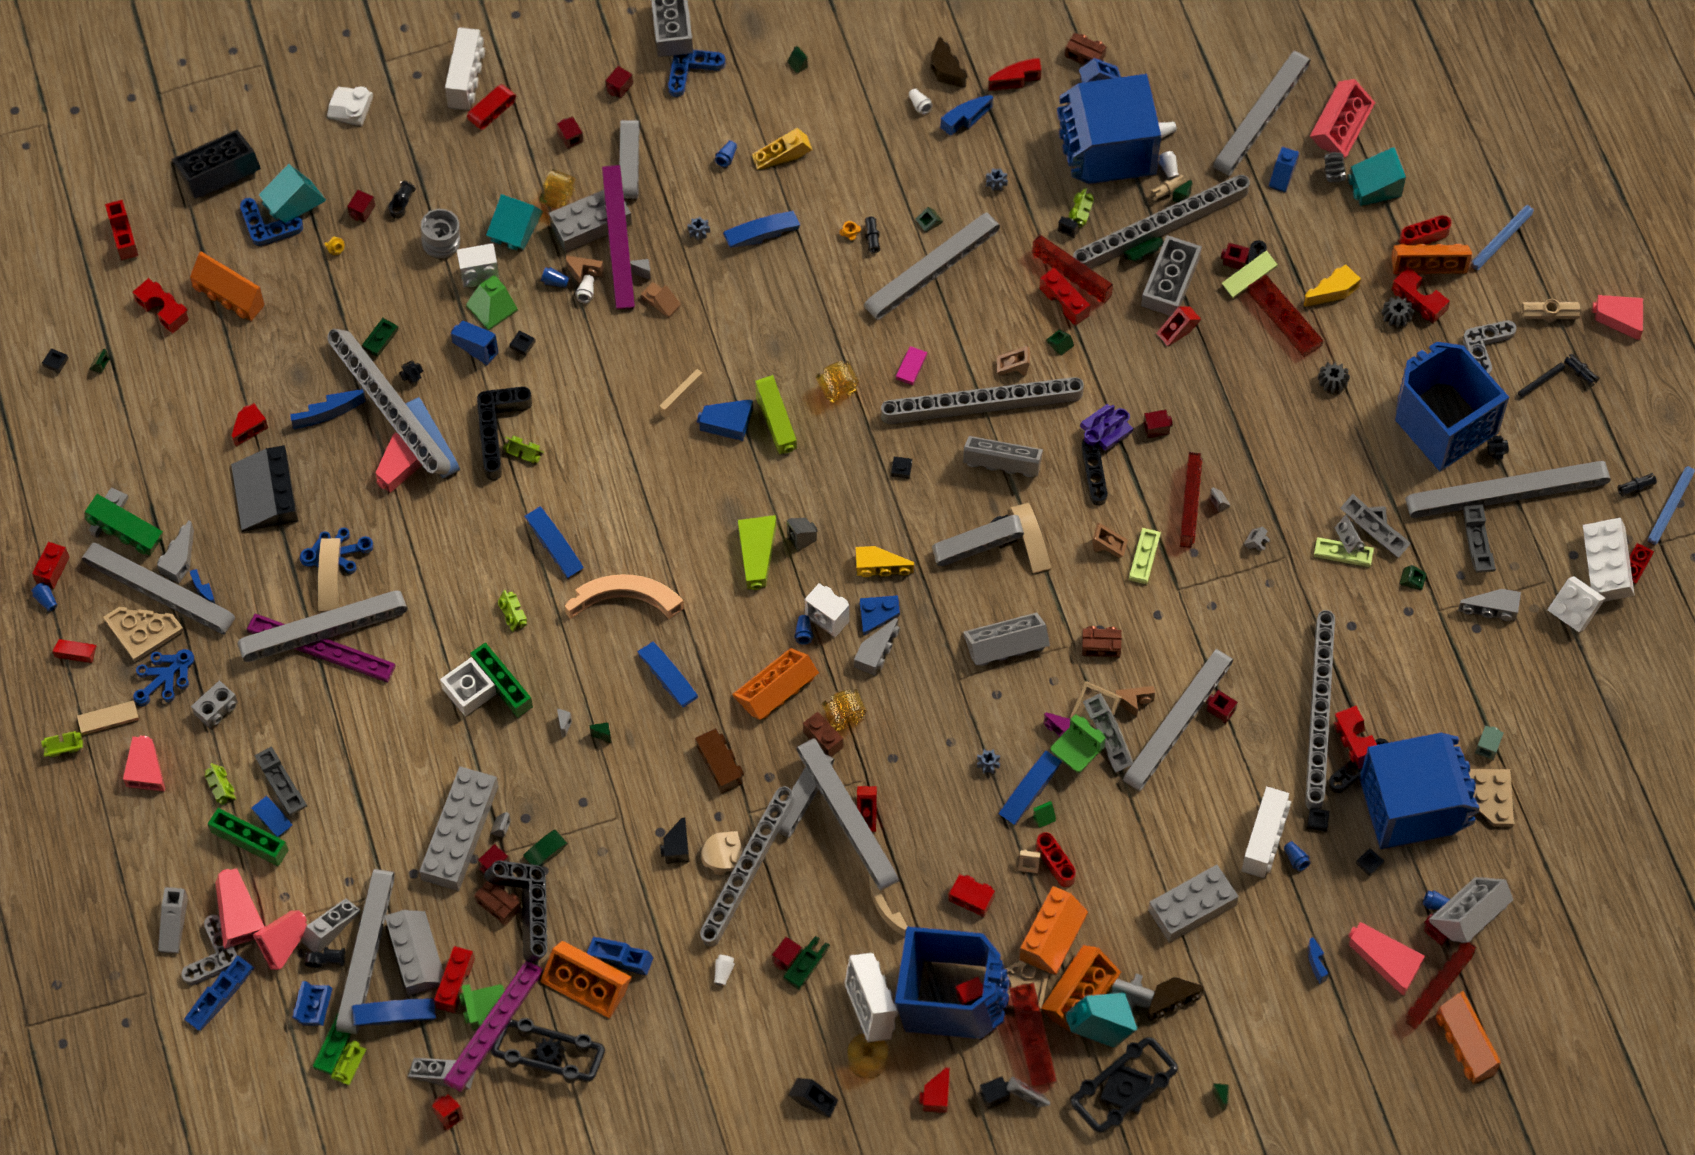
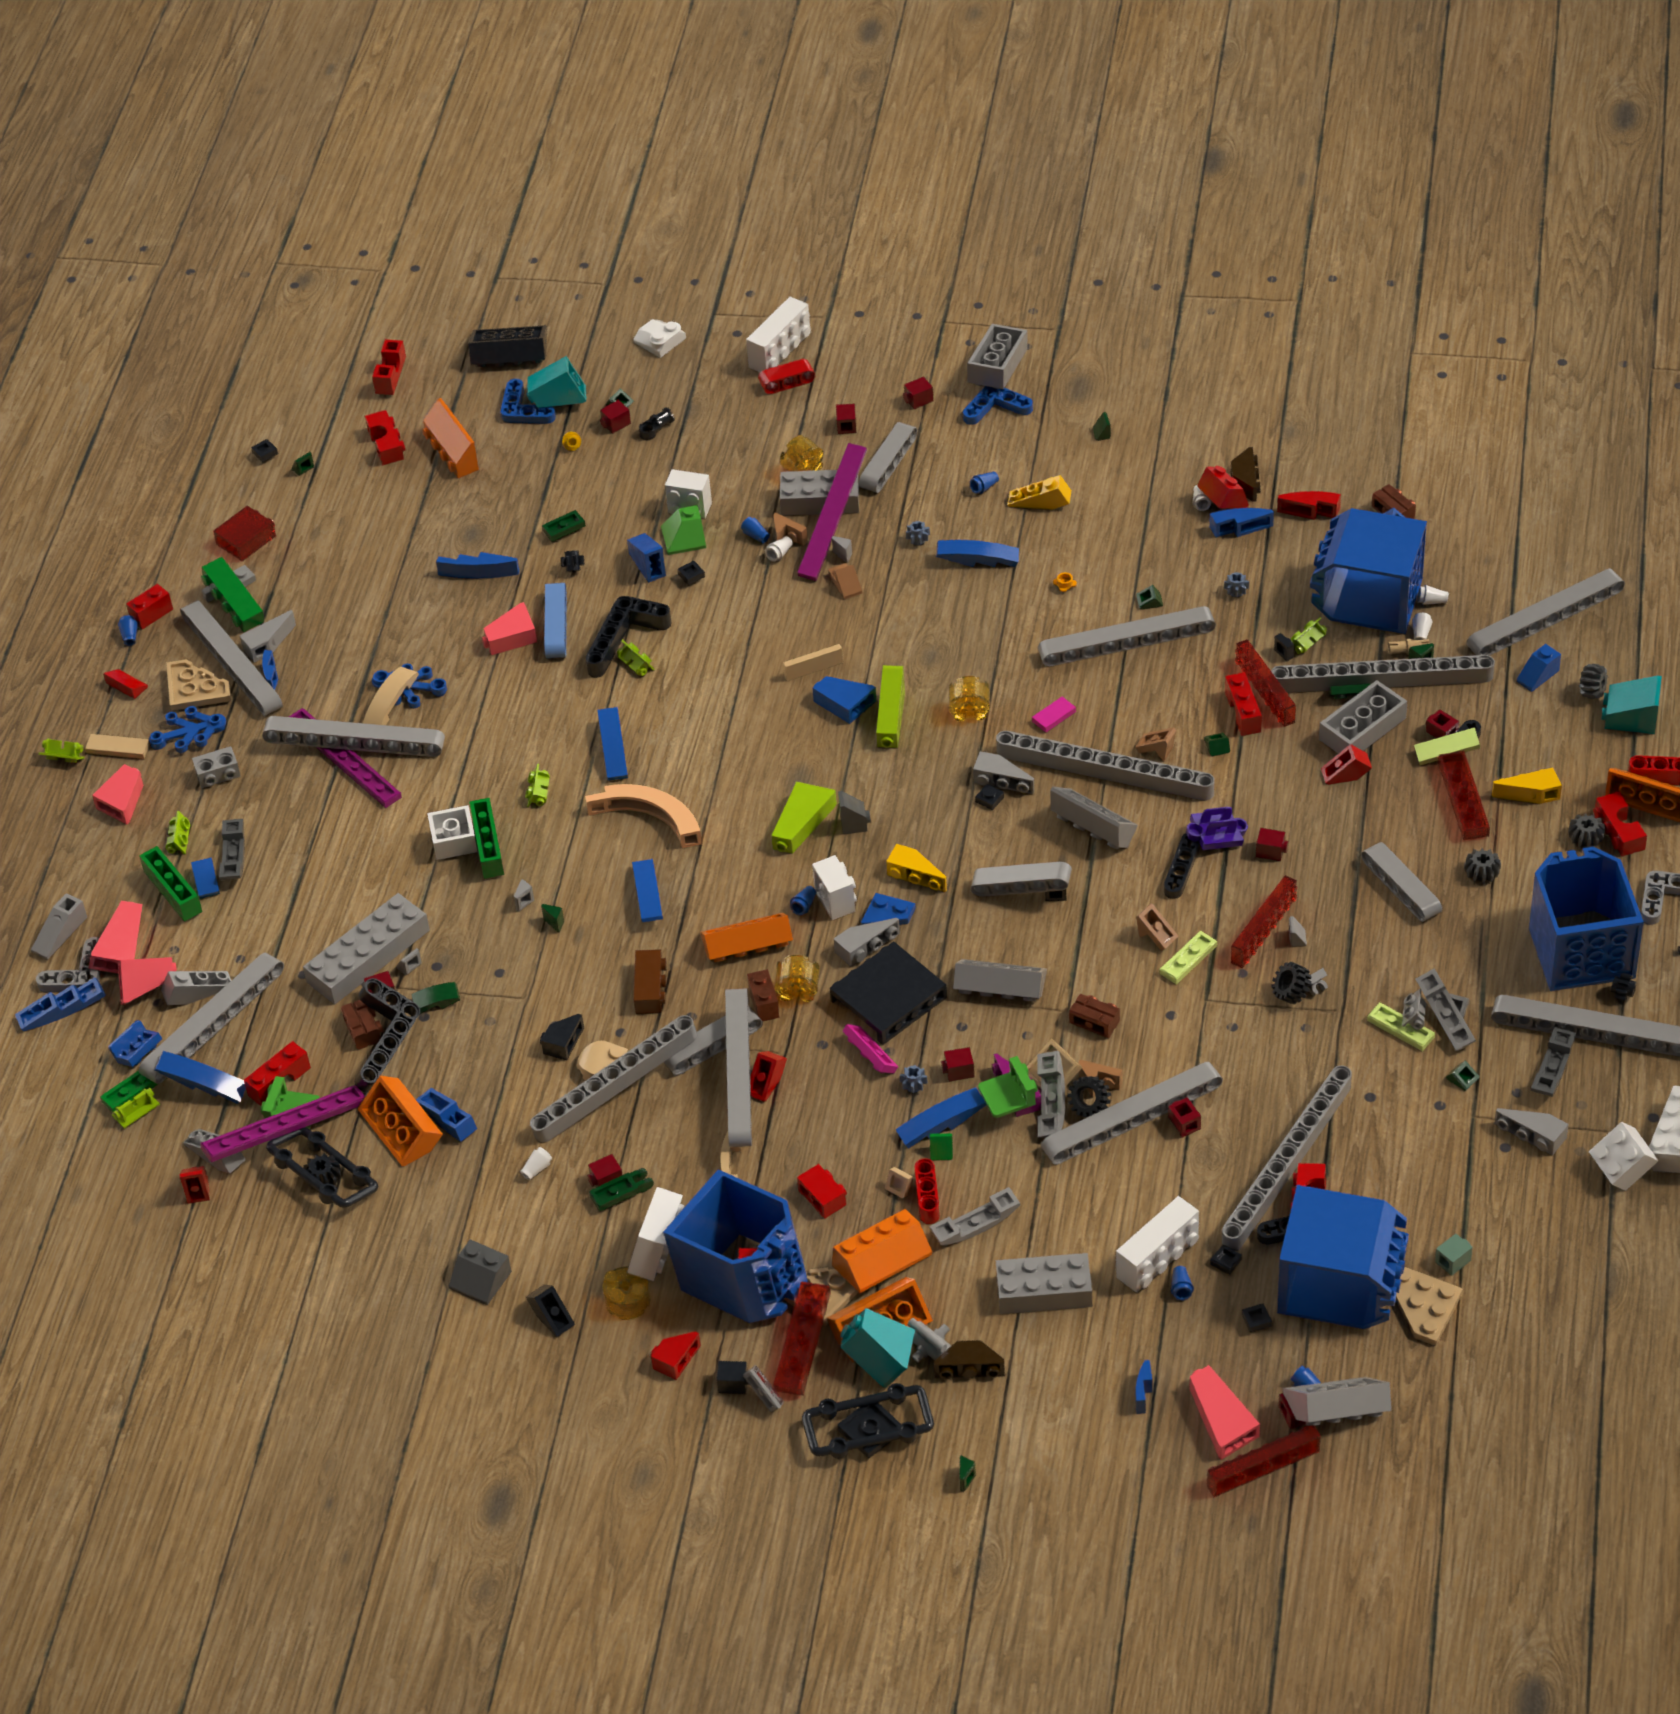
camera: 30 degrees right, 15 degrees down
(91, 455) = (244, 533): none -> clear red brick
(248, 424) = (397, 555): red slope -> none
(264, 489) = (380, 612): black slope -> none
(318, 959) = (174, 1010): black connector -> none
(351, 185) = (622, 397): none -> dark green slope
(388, 401) = (533, 576): light grey beam -> none
(415, 950) = (256, 1033): light grey slope -> none
(440, 233) = (668, 453): light grey wheel -> none
(513, 222) = (745, 471): teal slope -> none
(735, 1089) = (479, 1272): none -> dark grey slope
(872, 234) = (1084, 592): black pin -> none
(898, 441) = (1001, 773): none -> light grey slope
(923, 687) = (889, 991): none -> black panel
(937, 748) = (870, 1049): none -> dark pink plate
(938, 89) = (1222, 488): none -> red slope
(1017, 733) = (958, 1064): none -> dark red brick
(1032, 539) = (1080, 902): tan slope -> none
(1108, 867) = (976, 1221): none -> light grey slope
(1146, 711) = (1077, 1096): none -> black tyre
(1253, 550) = (1291, 982): none -> black tyre
(1277, 417) = (1401, 881): none -> light grey beam
(1343, 117) = (1630, 643): coral slope -> none
(1468, 1038) = (1260, 1522): orange slope -> none

